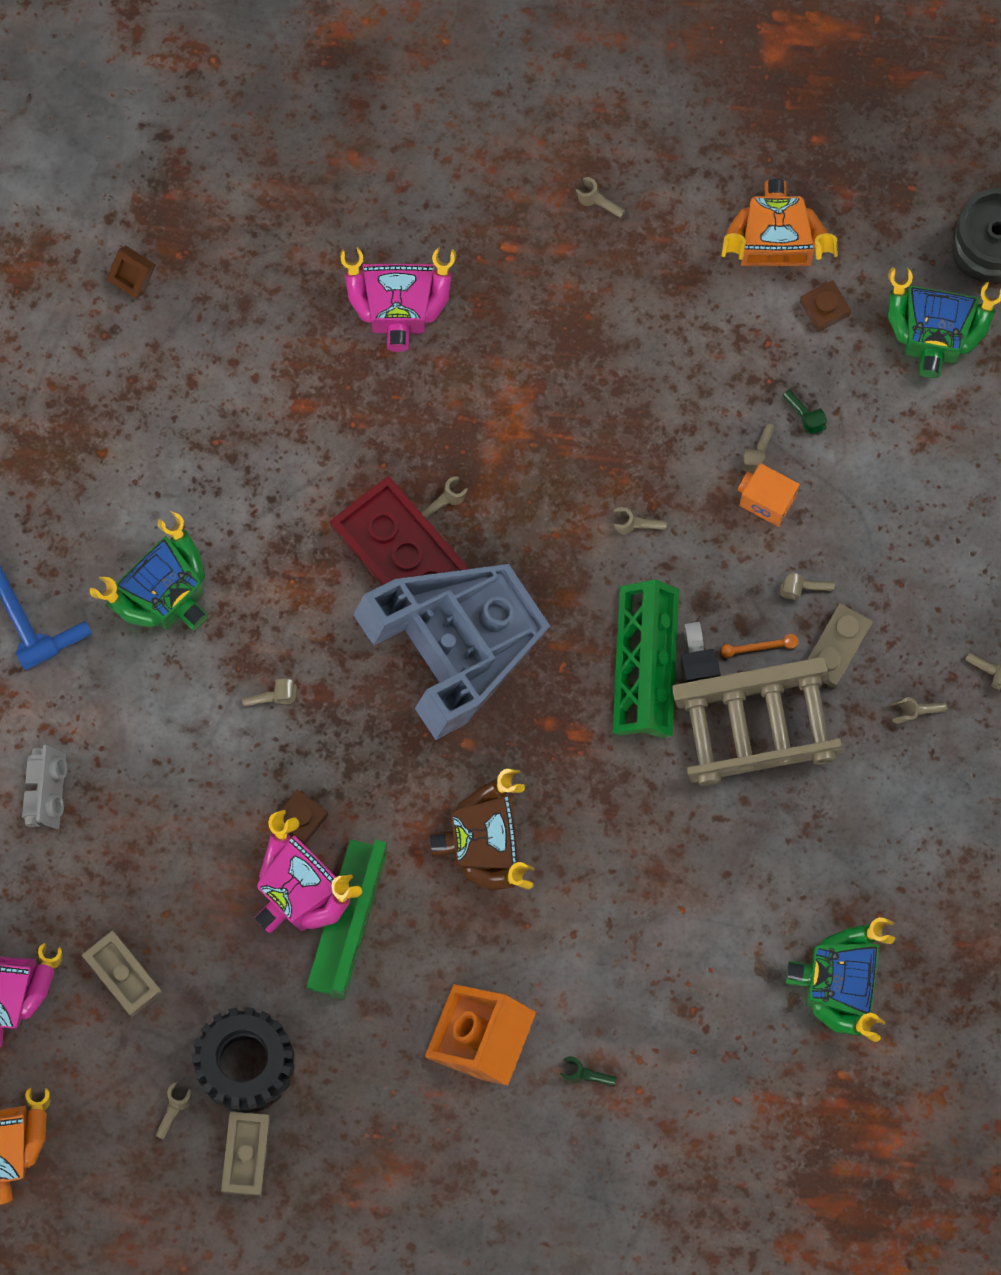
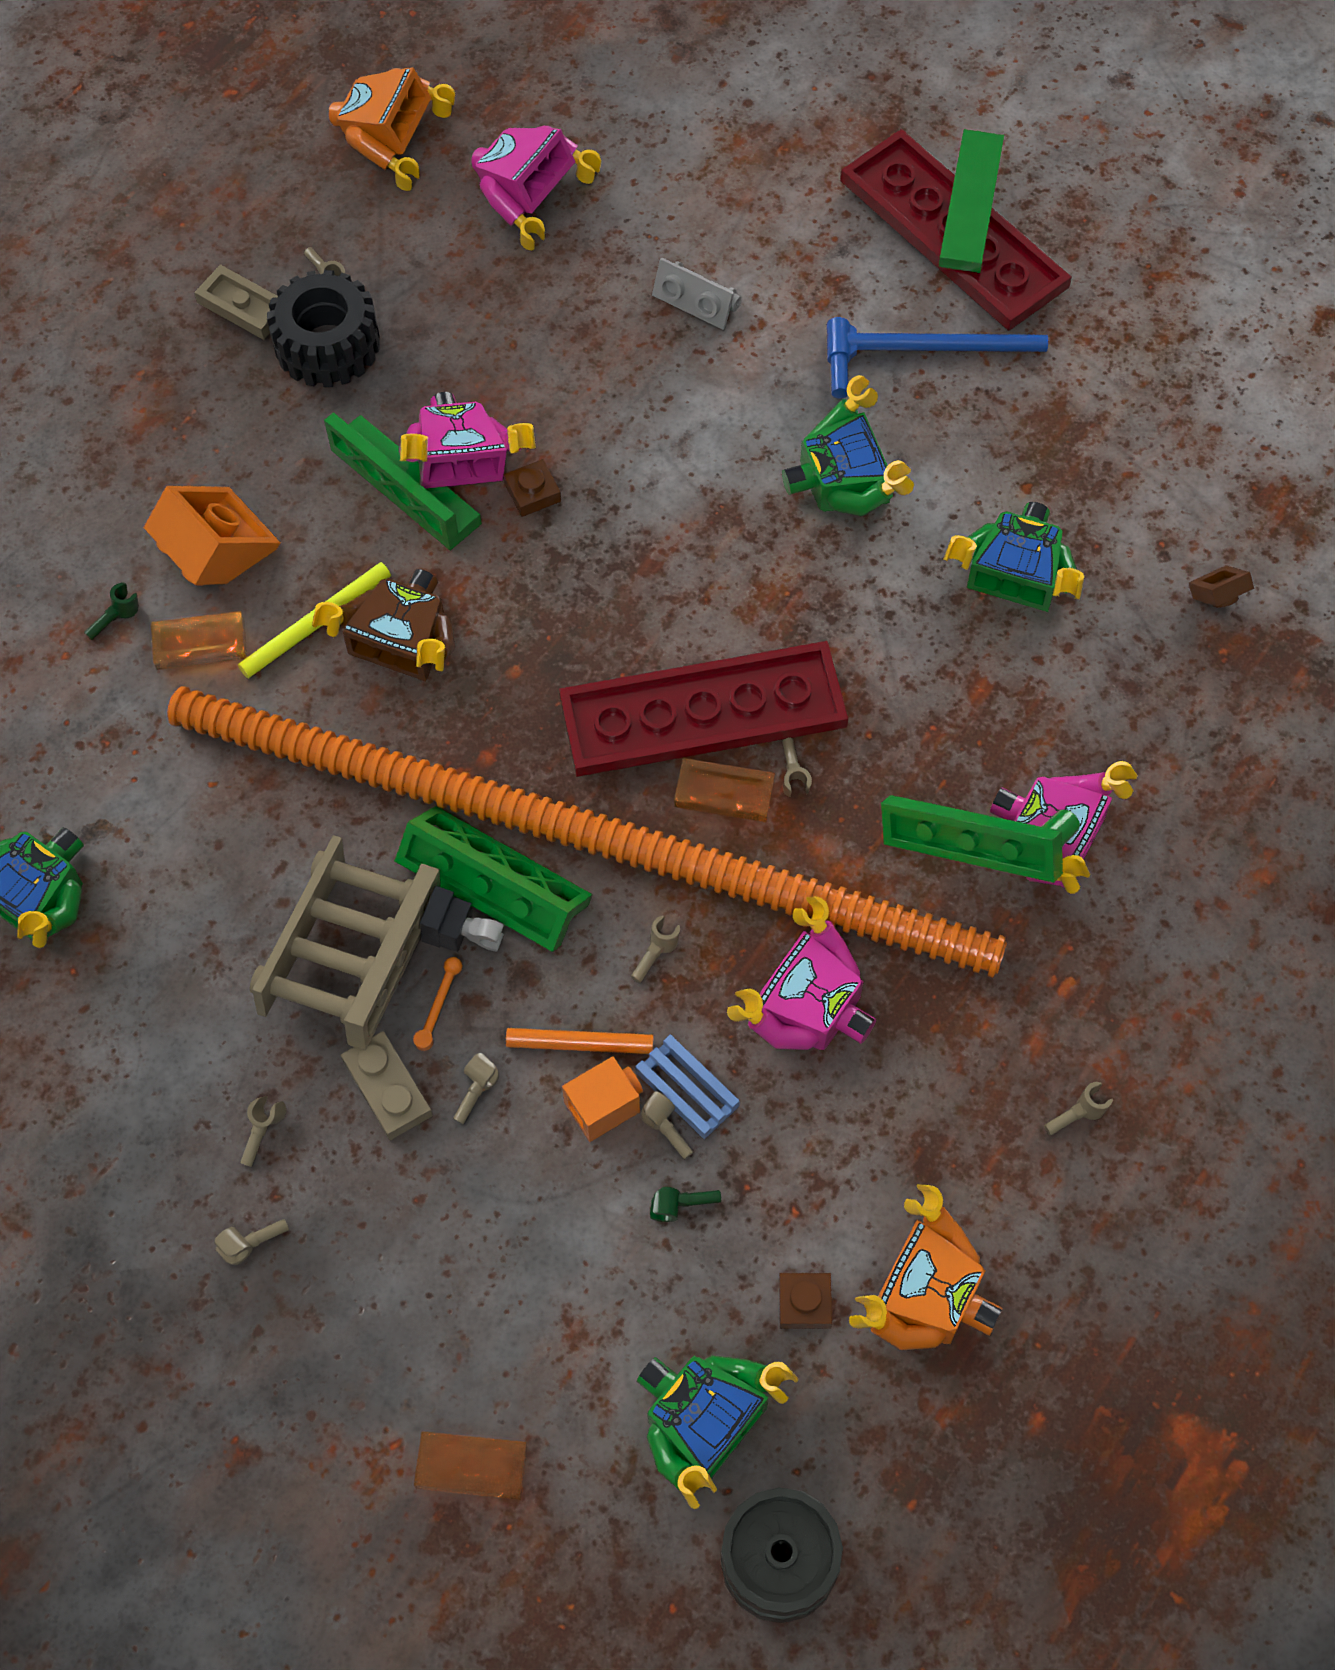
camera: 120 degrees right, 10 degrees down
(122, 974) = (475, 277): dark tan plate -> none
(182, 416) = (1019, 558): none -> torso
(283, 694) = (669, 525): dark tan hand -> none
(449, 285) = (979, 837): none -> green piece
(467, 629) = (622, 710): sand blue wedge -> none
(489, 532) = (724, 790): none -> clear orange plate
(507, 914) = (304, 627): none -> neon yellow bar
(576, 986) = (198, 640): none -> clear orange plate
(579, 628) = (581, 828): none -> orange piece
(617, 398) = (810, 991): none -> dark pink torso
(732, 536) = (579, 1040): none -> orange bar
(733, 421) = (659, 1058): none -> medium blue tile

